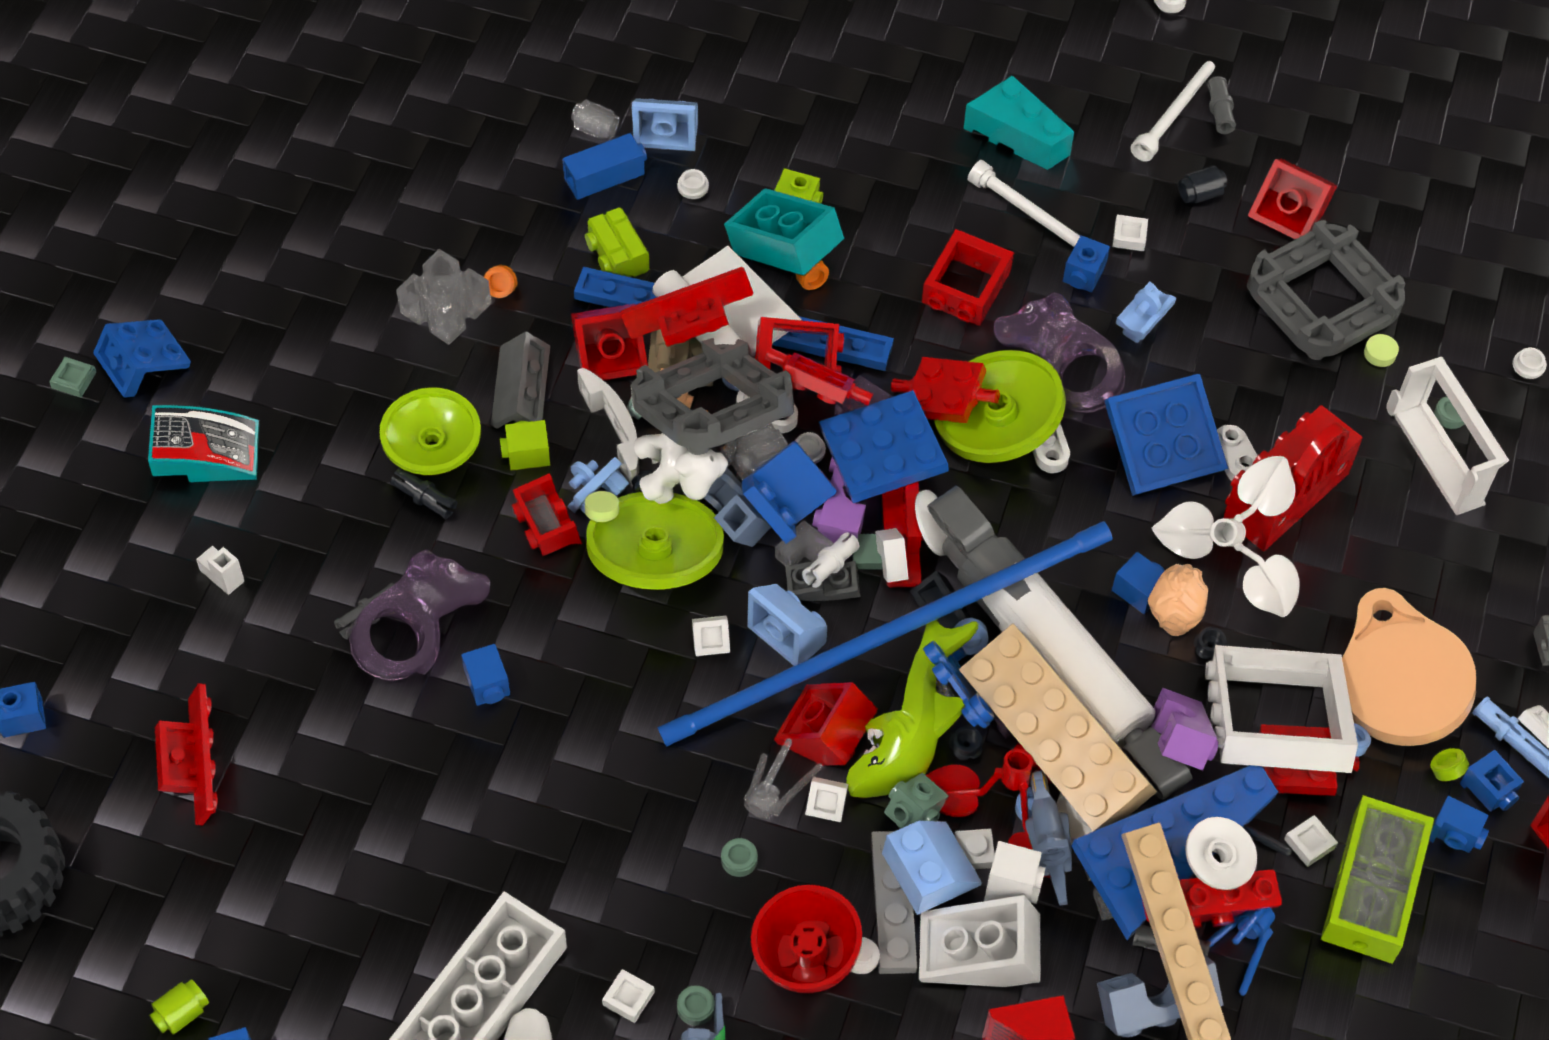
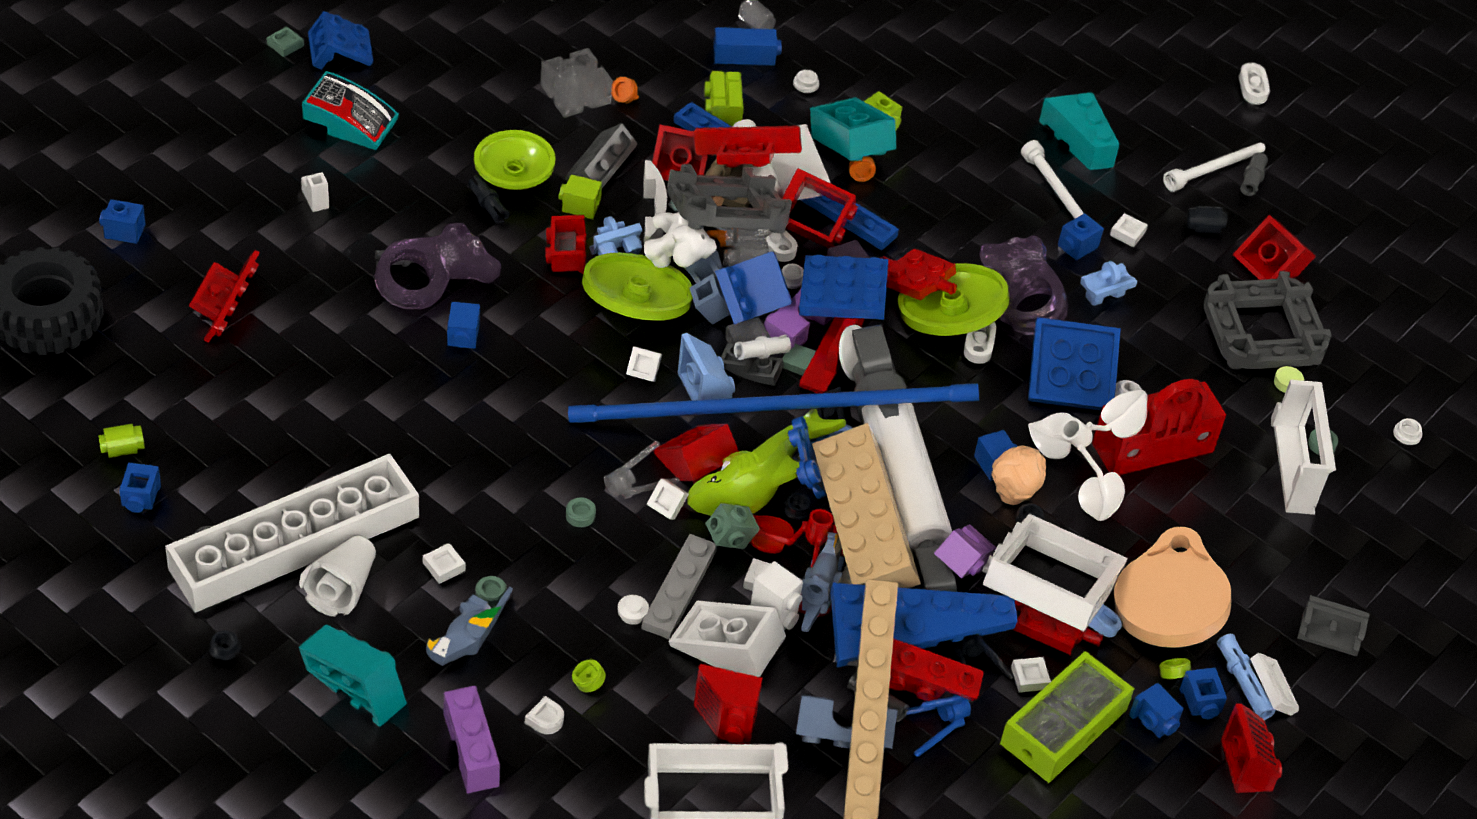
camera: 20 degrees right, 10 degrees down
(601, 506) = (610, 250): yellowish green tile -> none
(665, 124) = (806, 34): light blue slope -> none
(799, 923) = (594, 573): red piece -> none
(828, 383) = (821, 226): red plate -> none
(893, 553) = (810, 362): white piece -> none
(929, 864) = (718, 564): light blue slope -> none
(978, 255) = (992, 195): red window -> none
(1232, 845) = (950, 627): white dish -> none

